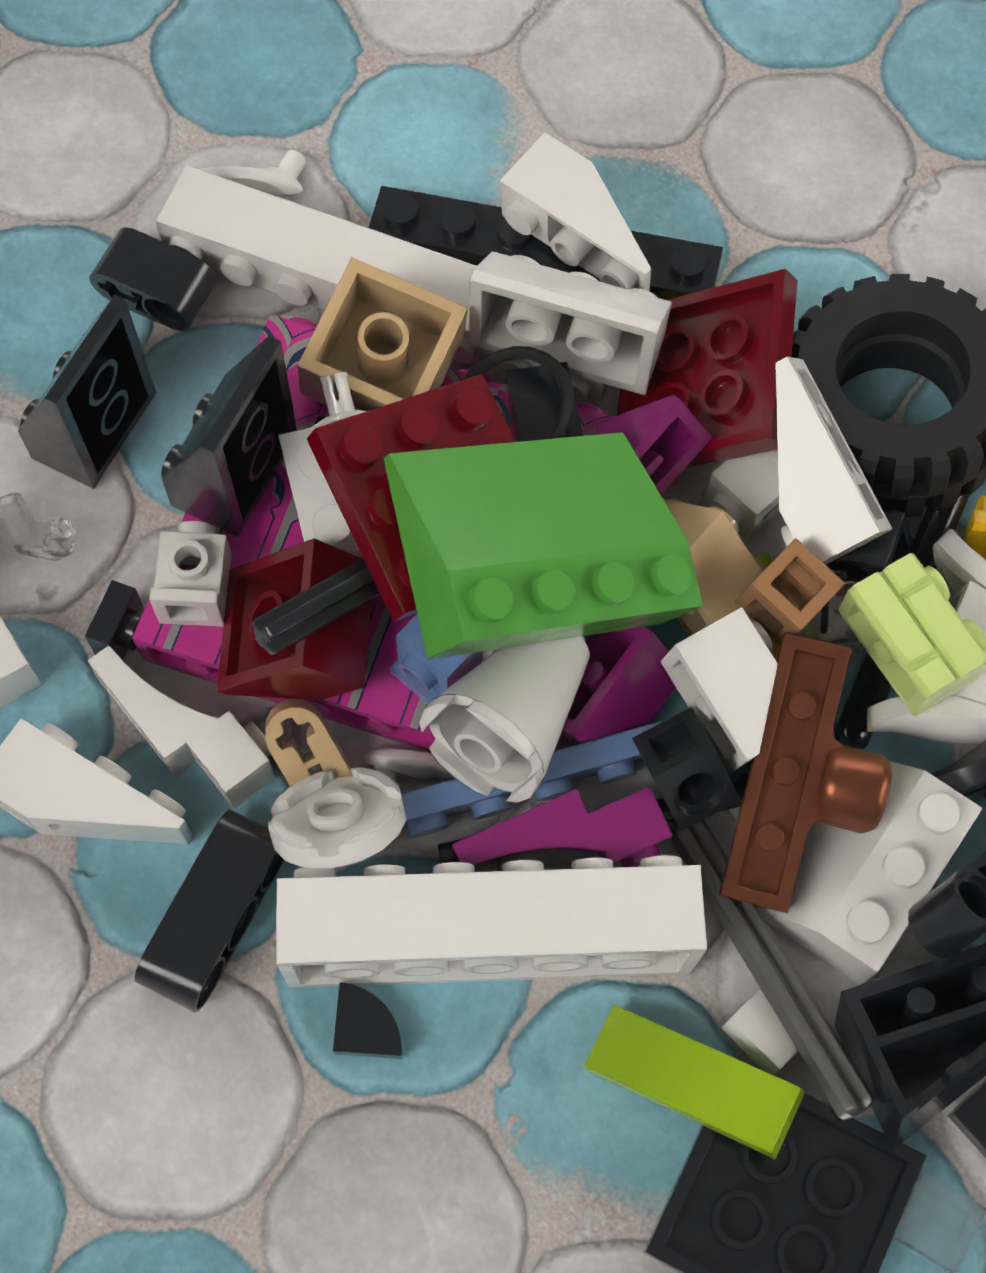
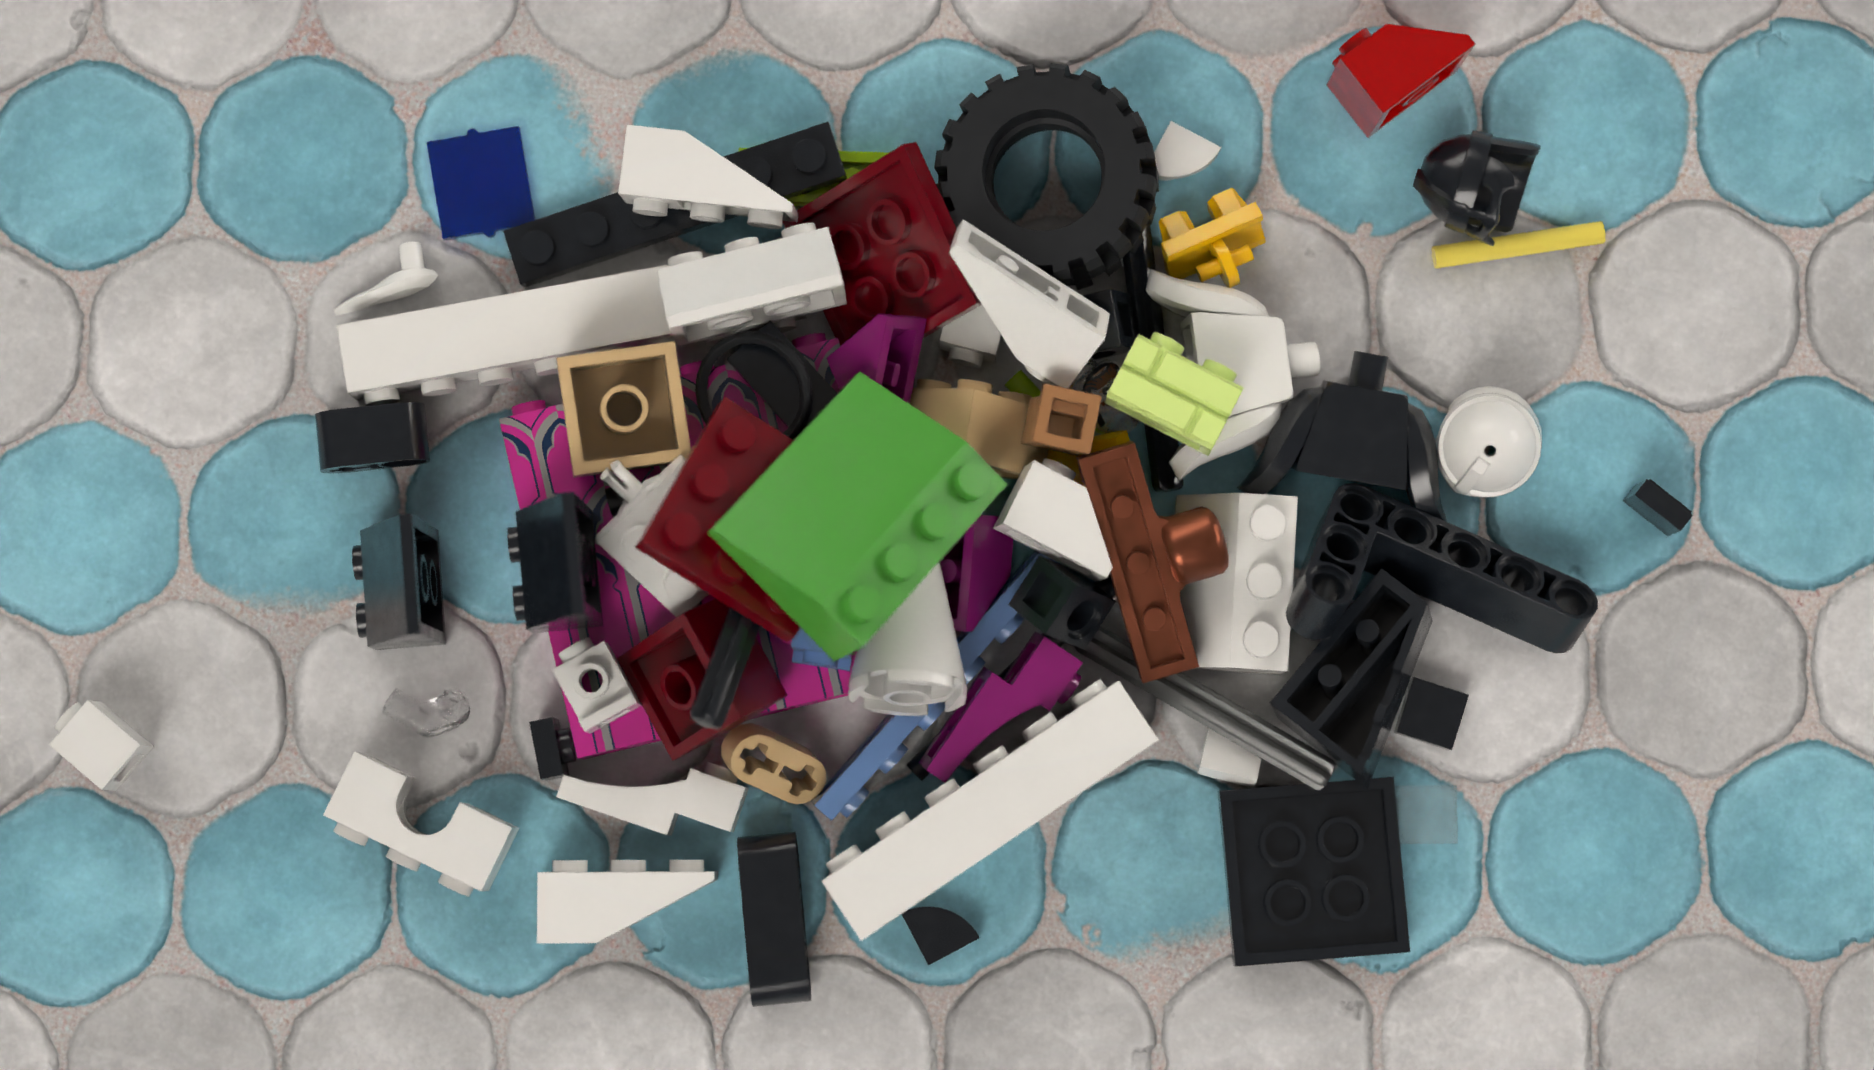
camera: 30 degrees left, 15 degrees up
(336, 819) = (830, 804): white tile -> none
(388, 145) = (481, 183): none -> clear blue piece
(406, 763) = (831, 727): white bar -> none
(695, 1081) = (1199, 826): lime tile -> none

